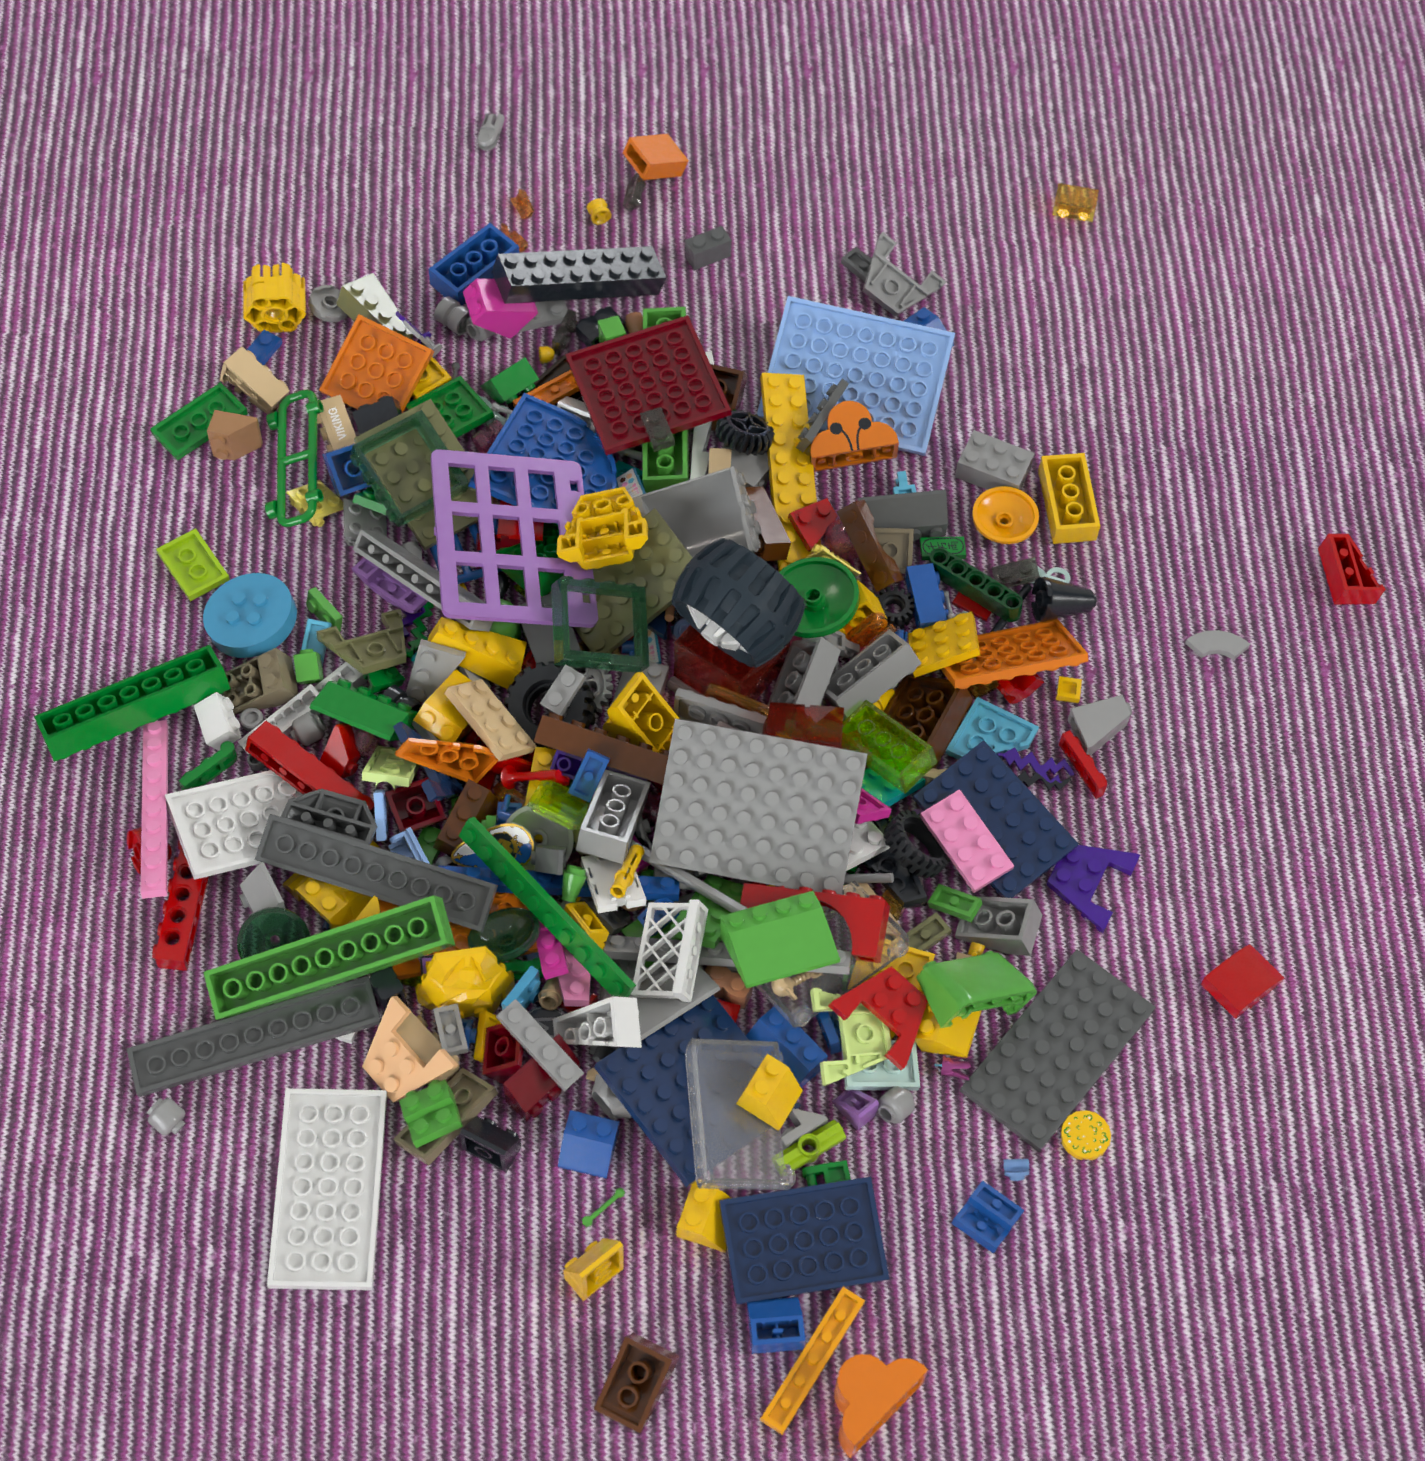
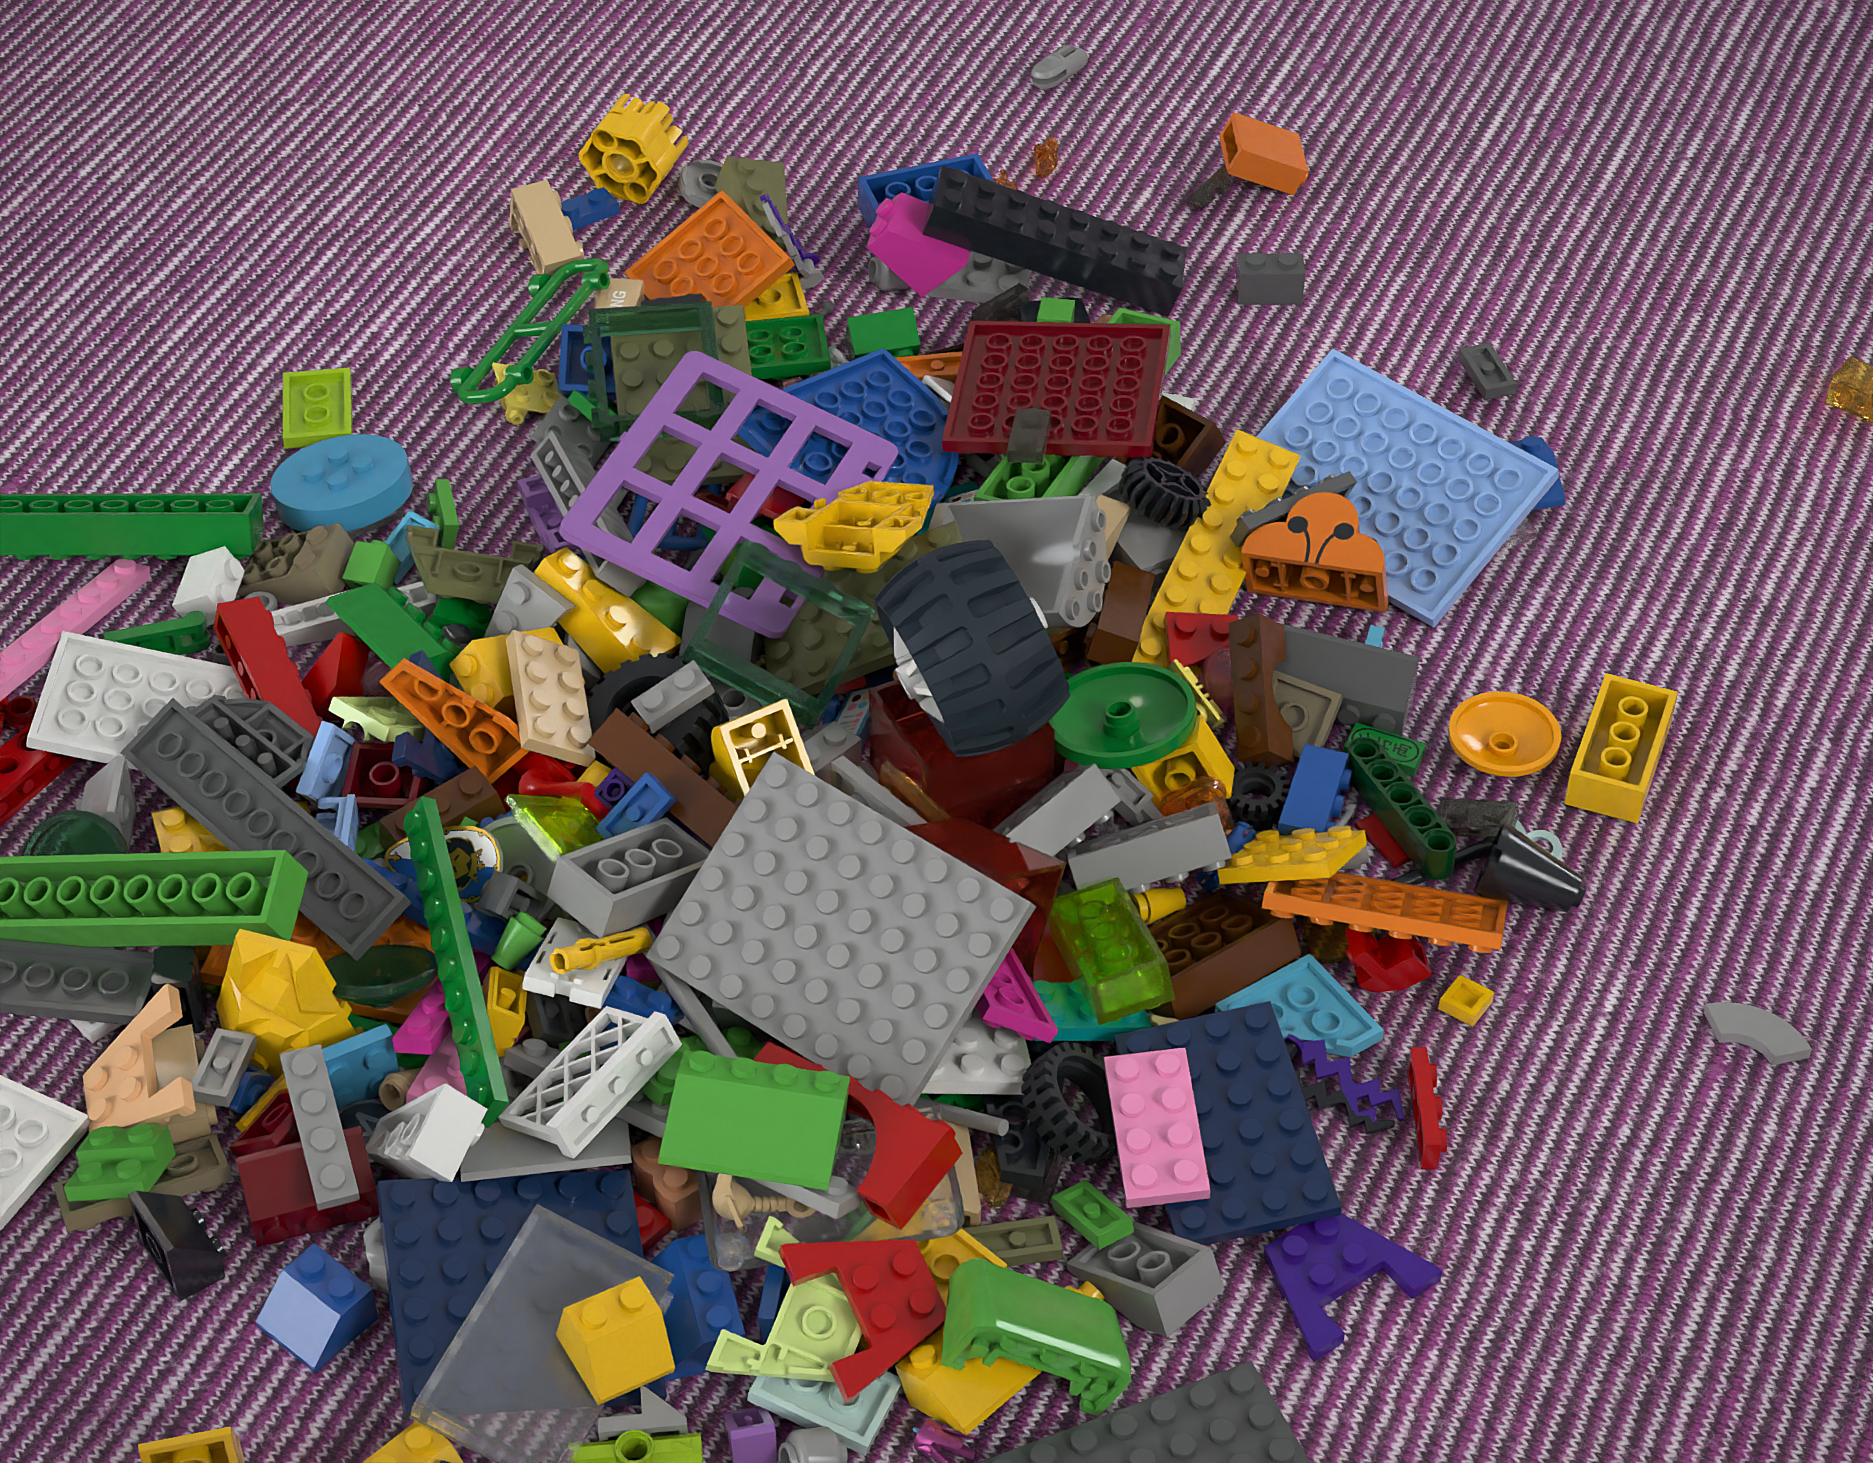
camera: 30 degrees right, 15 degrees down
(188, 426) = (446, 257): green plate -> none
(233, 435) = (471, 279): medium nougat slope -> none
(308, 728) = (314, 637): light grey head -> none
(452, 314) = (852, 242): light grey wheel -> none
(546, 354) = (956, 329): yellow hinge -> none
(587, 1220) = (245, 1416): bright green hinge -> none
(598, 210) = (1139, 199): yellow wheel -> none
(893, 287) = (1514, 405): light grey wing -> none
(993, 462) = (1531, 661): light grey brick -> none
(1099, 721) = (1489, 1061): light grey slope -> none

